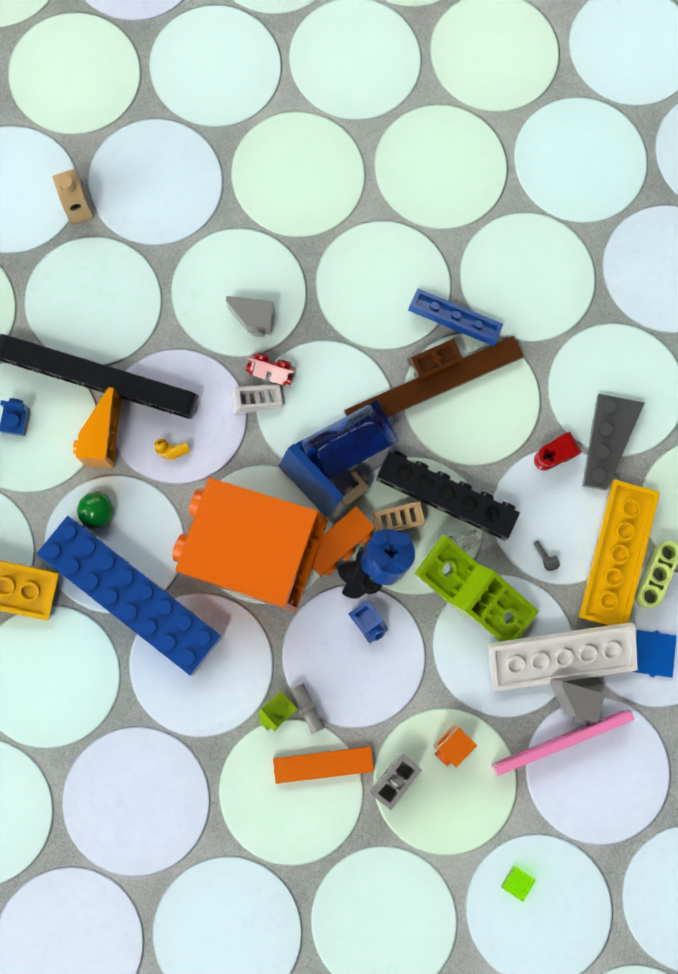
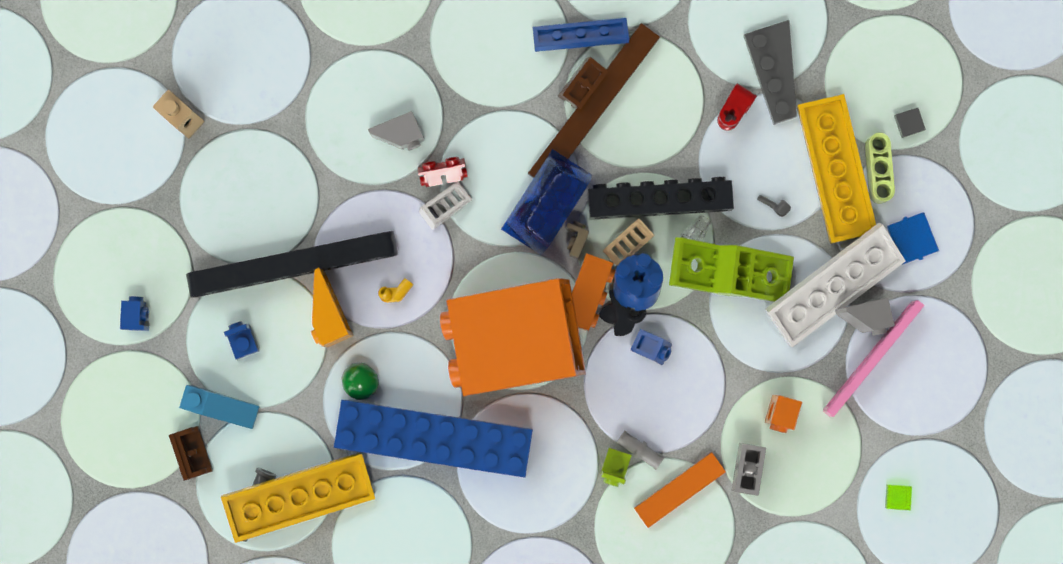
camera: 15 degrees left, 5 degrees up
(310, 480) = (534, 252): blue tile -> none

